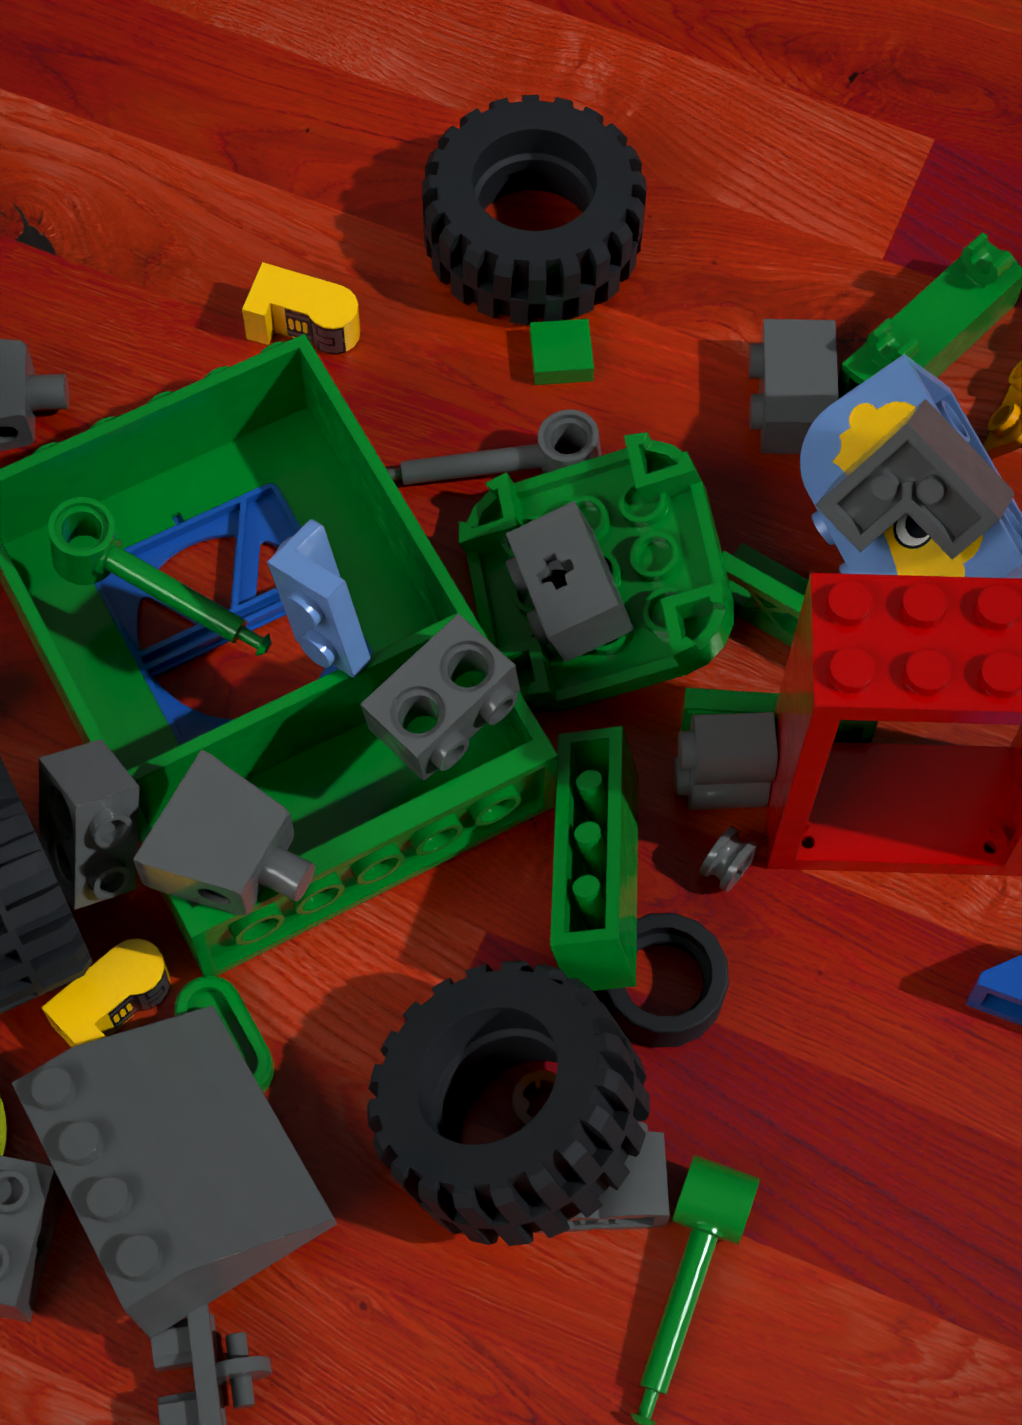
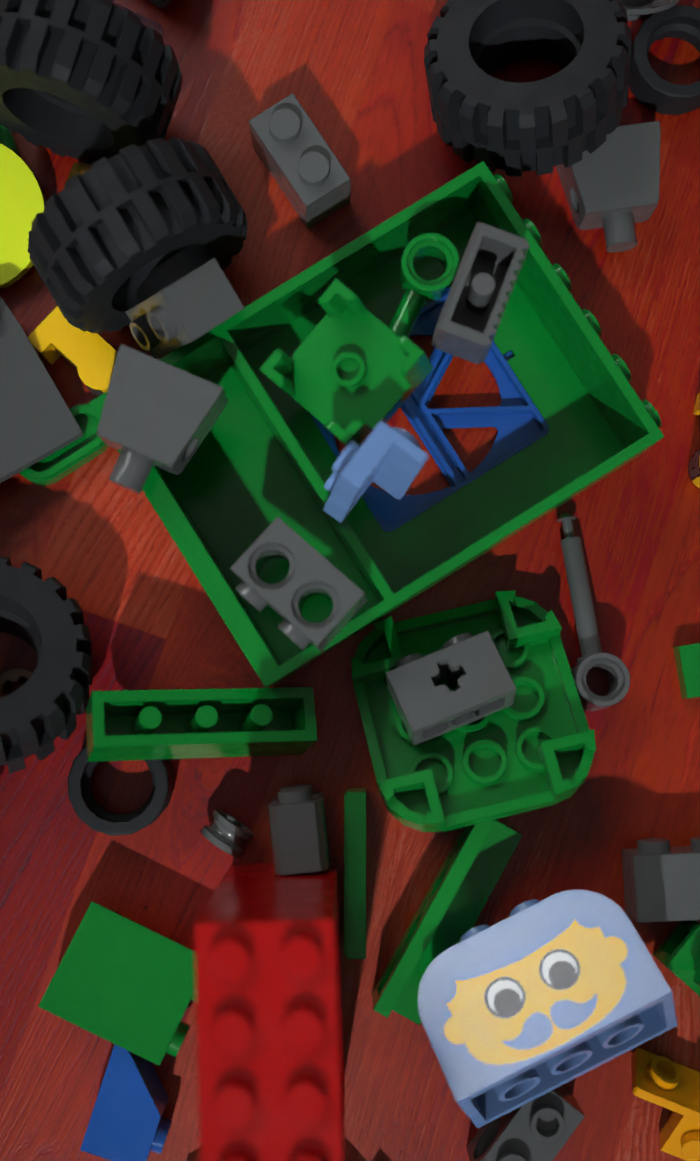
camera: 85 degrees right, 20 degrees up
(140, 488) = (480, 293): none -> dark grey brick
(196, 622) = (349, 368): none -> green panel
(905, 975) = (124, 984): none -> green panel
(919, 471) = (541, 1008): dark grey panel -> none

